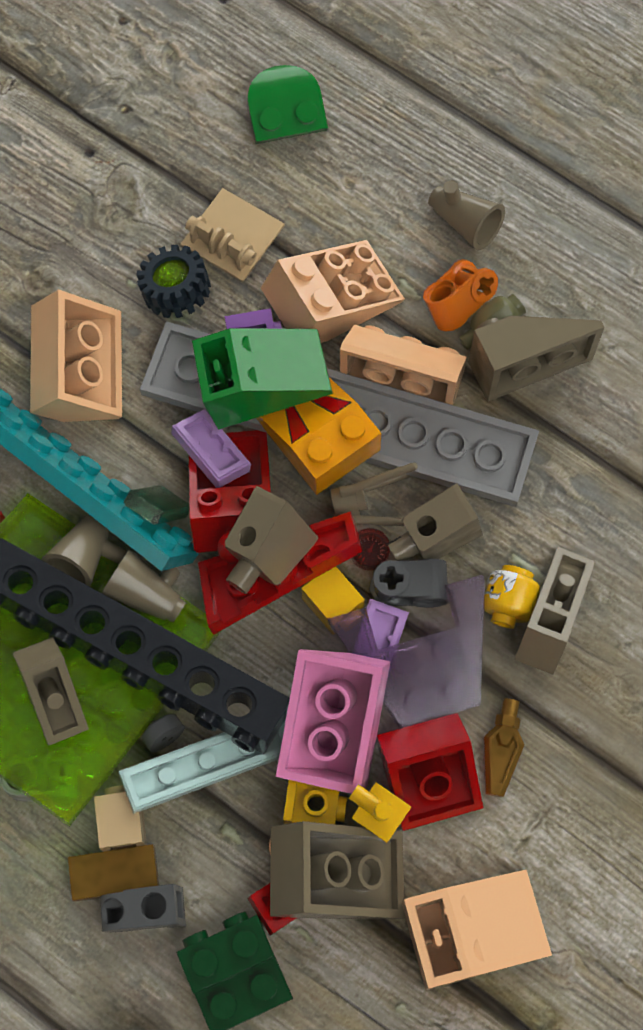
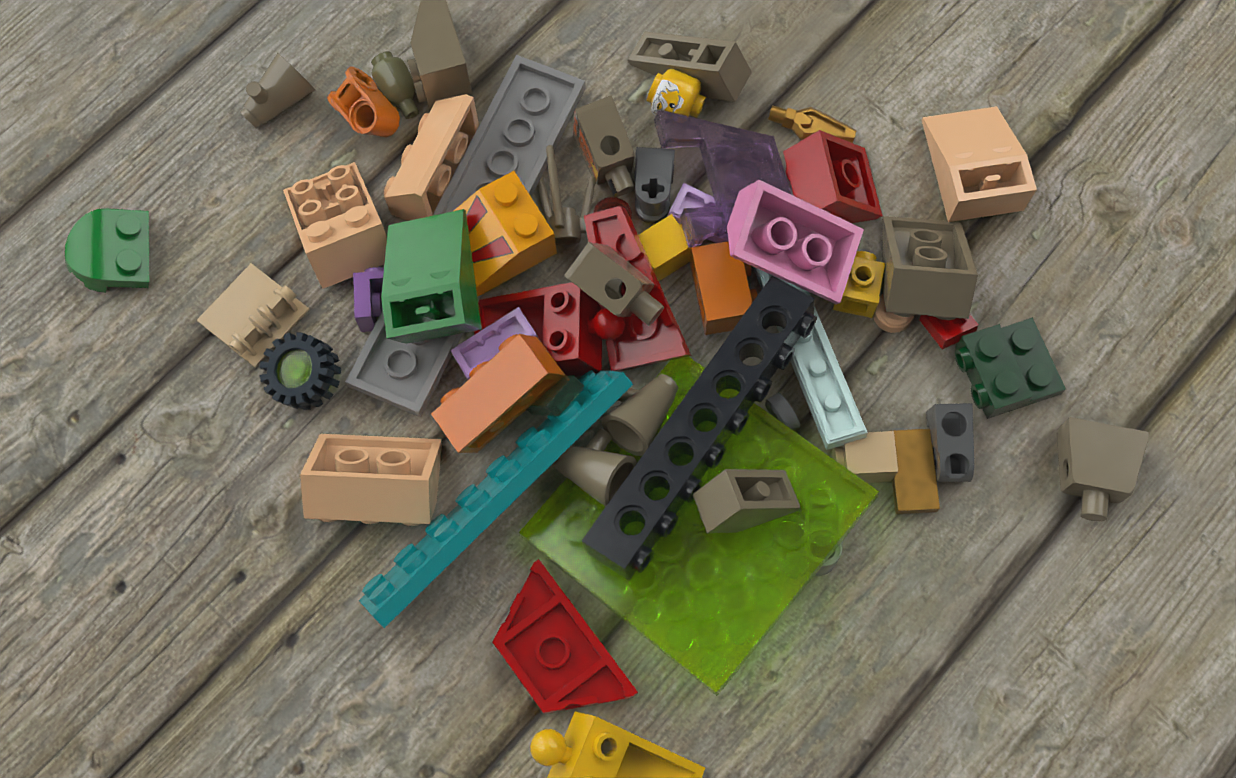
camera: 85 degrees left, 0 degrees up
(156, 452) = (497, 393): none -> orange brick
(276, 657) = (720, 287): none -> orange brick
(378, 810) = (876, 215): yellow arm -> none

